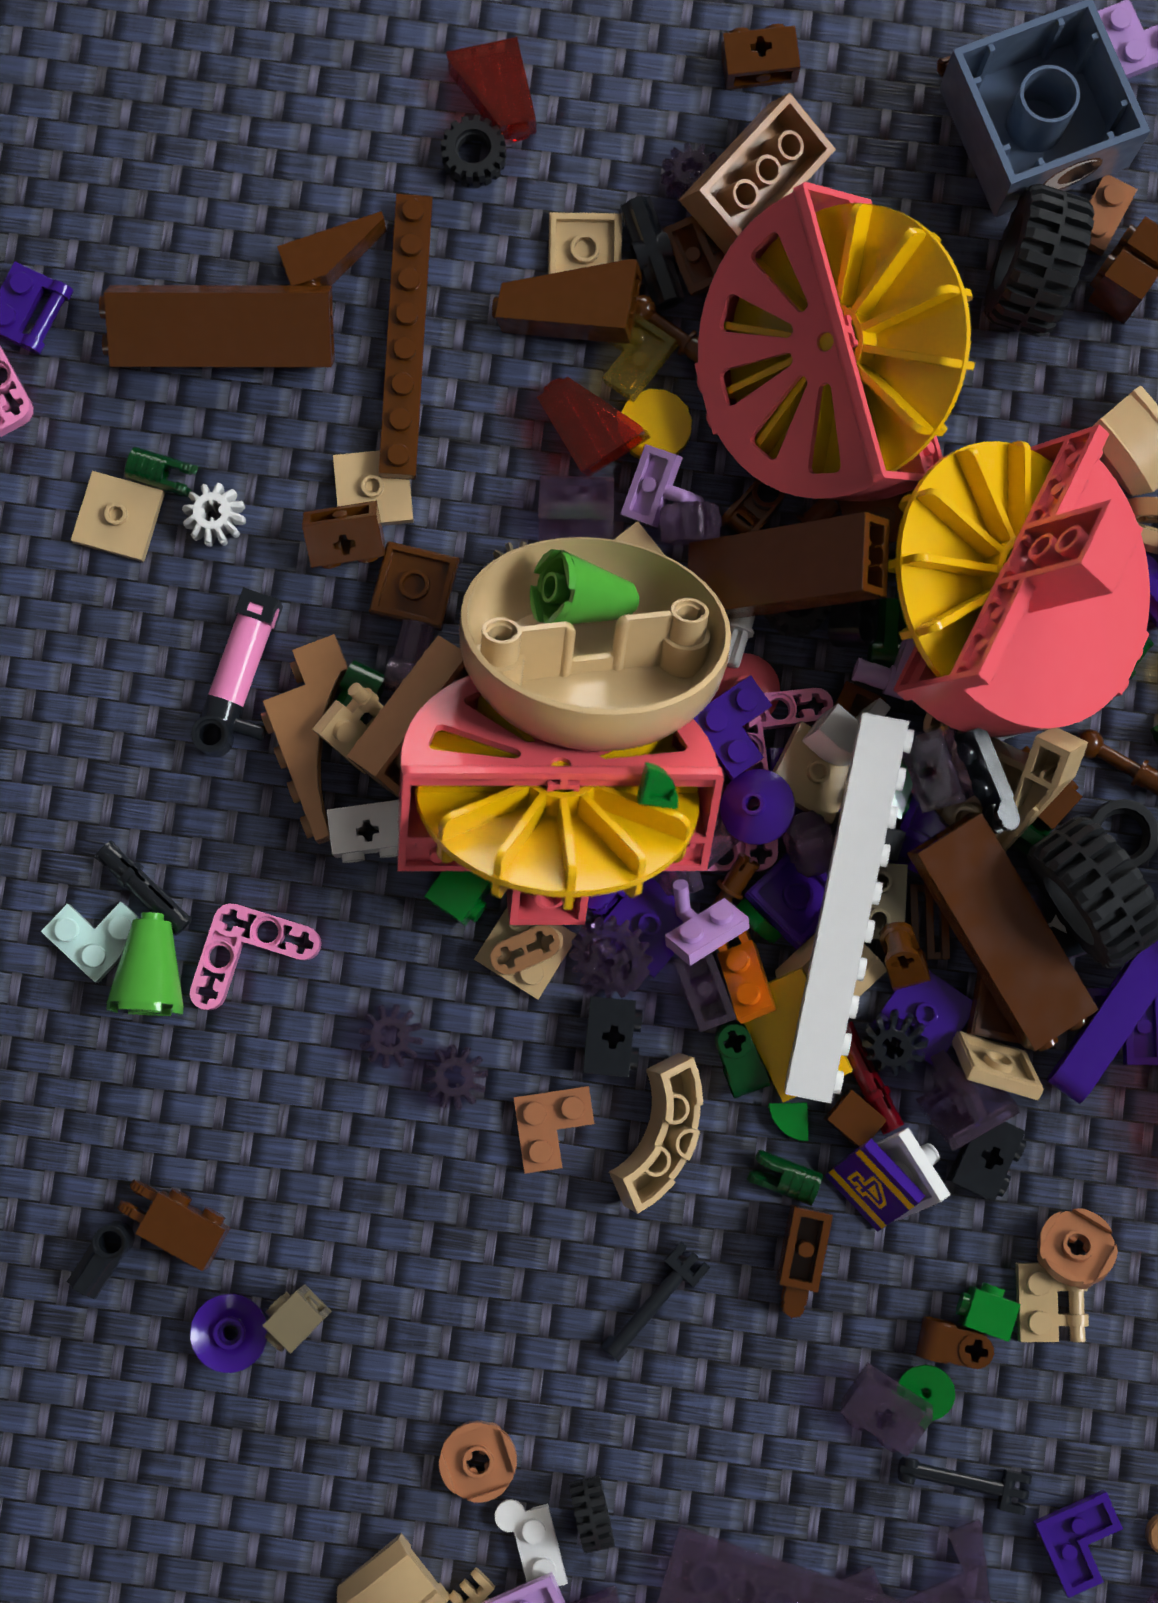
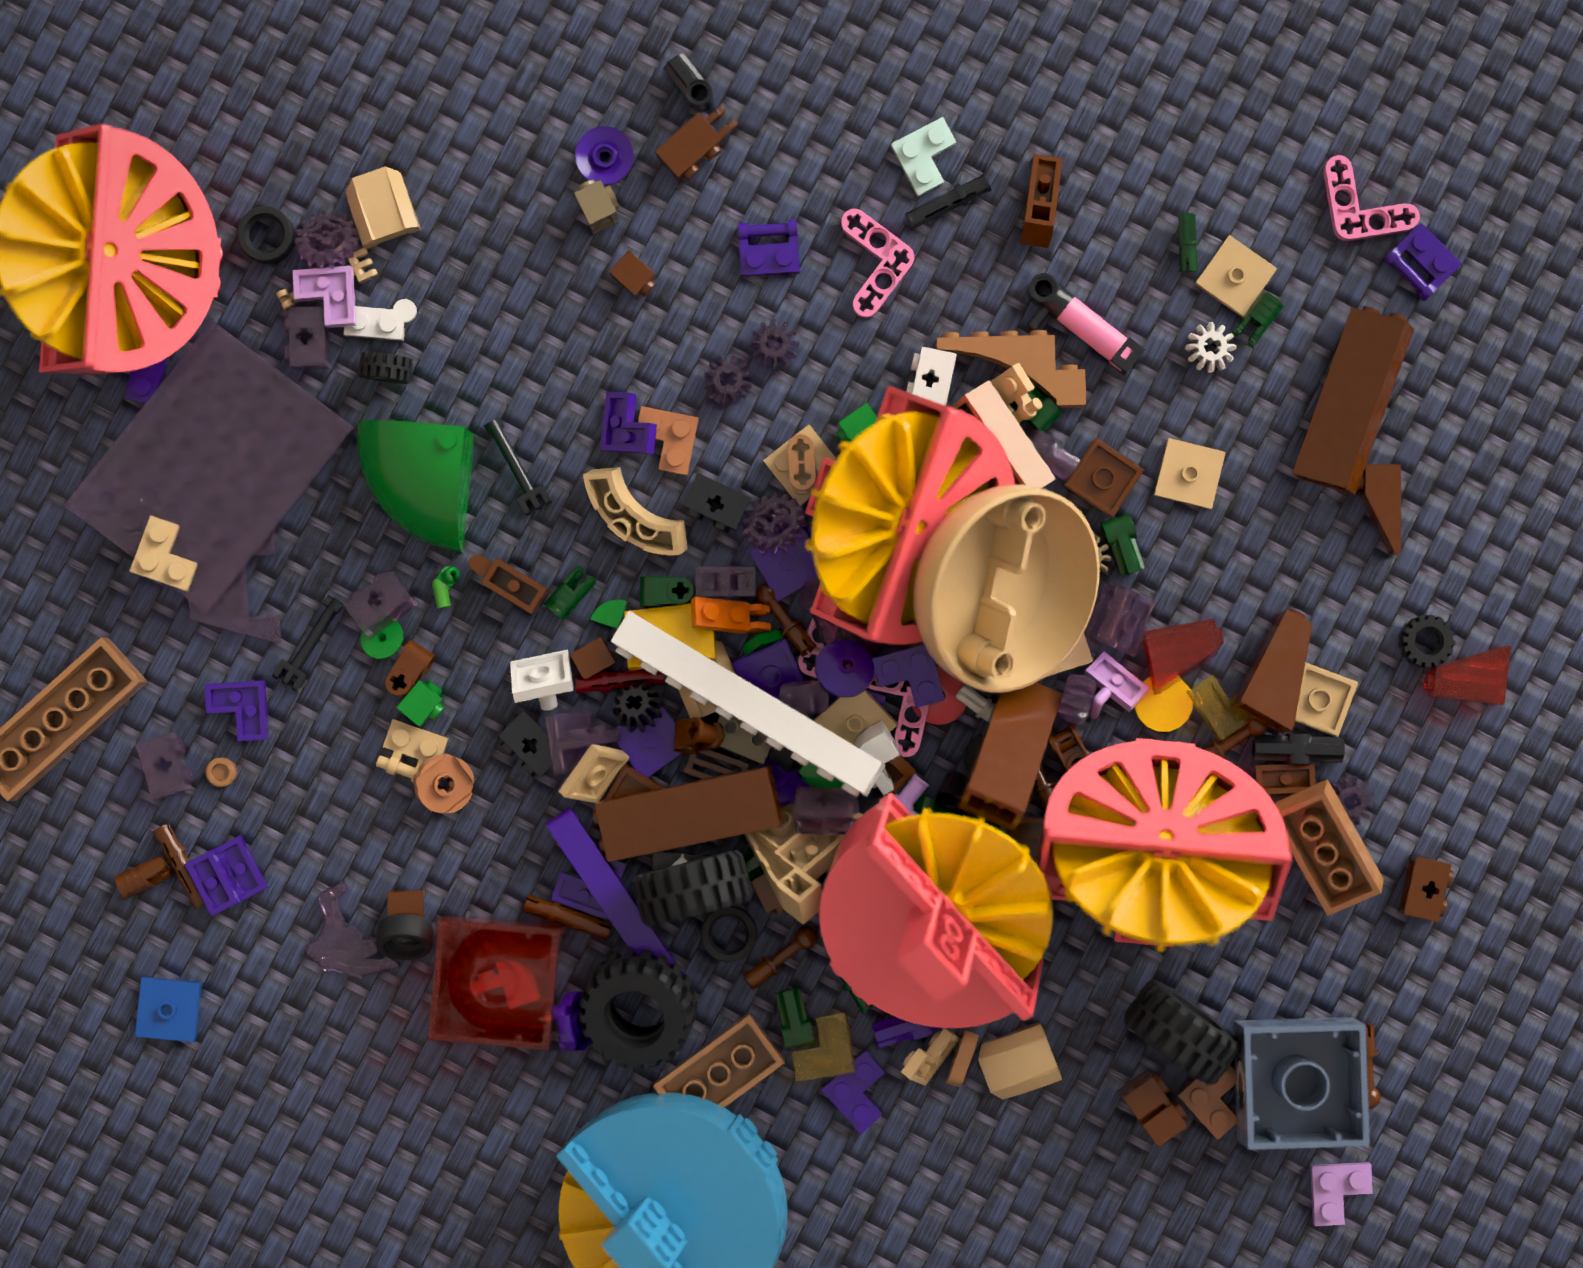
camera: 110 degrees right, 5 degrees up
(96, 585) = (1187, 242): none -> dark green axle
(105, 775) = (1041, 201): none -> reddish brown slope
(148, 970) = (885, 184): bright green cone -> none
(287, 1083) = (769, 258): none -> dark purple plate
(357, 521) = (1160, 438): reddish brown brick -> none
(366, 1241) = (633, 275): none -> reddish brown brick
(405, 337) = (1299, 538): reddish brown plate -> none
(467, 1481) = (439, 289): nougat plate -> none
(478, 540) = (1120, 537): none -> dark green piece
(562, 1191) = (620, 430): none -> dark purple plate
(579, 591) = (1048, 593): bright green cone -> none
(657, 788) = (877, 588): green tile -> none
(702, 931) = (768, 594): lavender plate -> none
(714, 1418) = (419, 476): none -> green brick
(831, 1340) = (442, 584): none -> arm
(874, 1185) = (541, 653): dark purple tile -> none
(988, 779) = (801, 840): black hinge -> none

